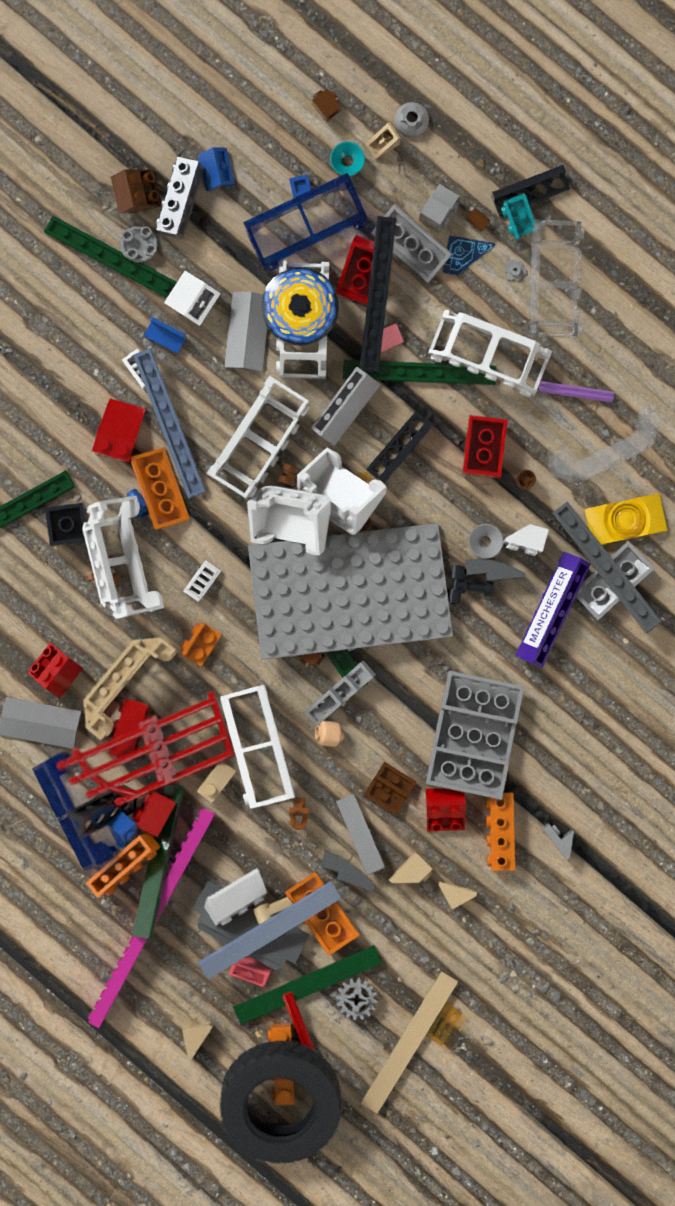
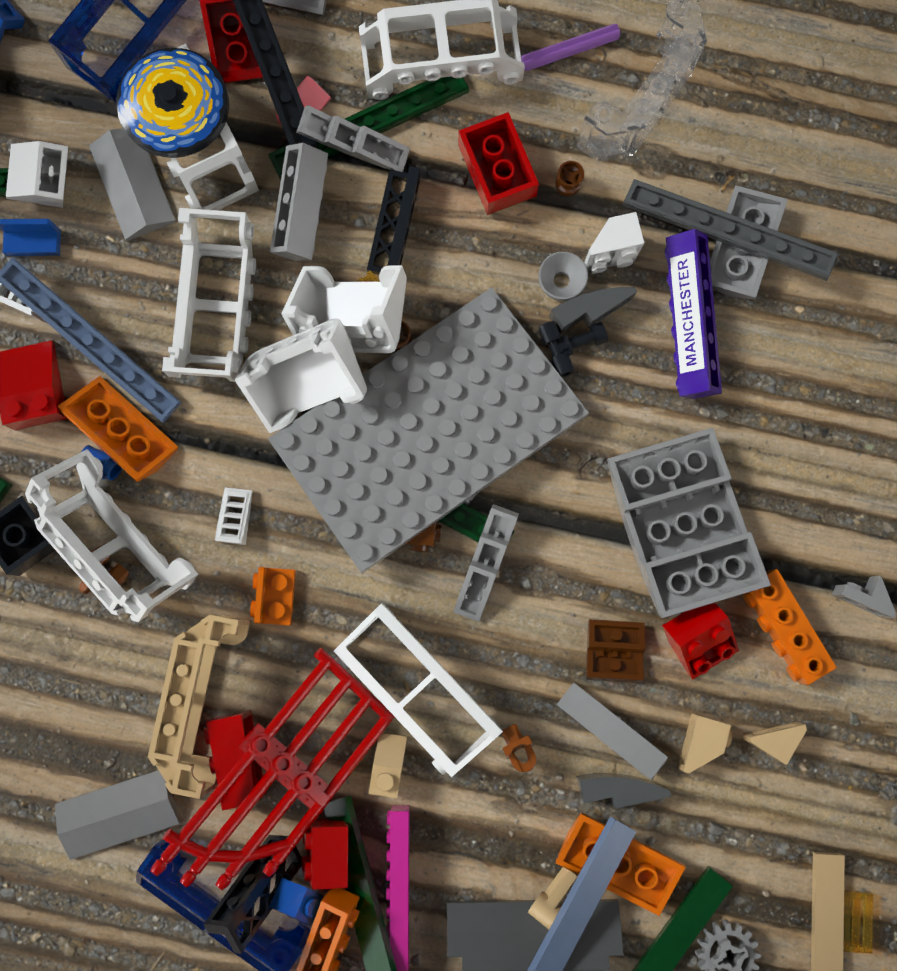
camera: 30 degrees left, 5 degrees down
(55, 670) = (100, 734): red slope -> none
(236, 898) = (498, 911): white slope -> none
(289, 475) = (274, 326): reddish brown wheel -> none
(329, 733) = (500, 622): light nougat head -> none
(402, 382) = (352, 139): none -> light grey slope
(626, 519) = (717, 162): yellow slope -> none

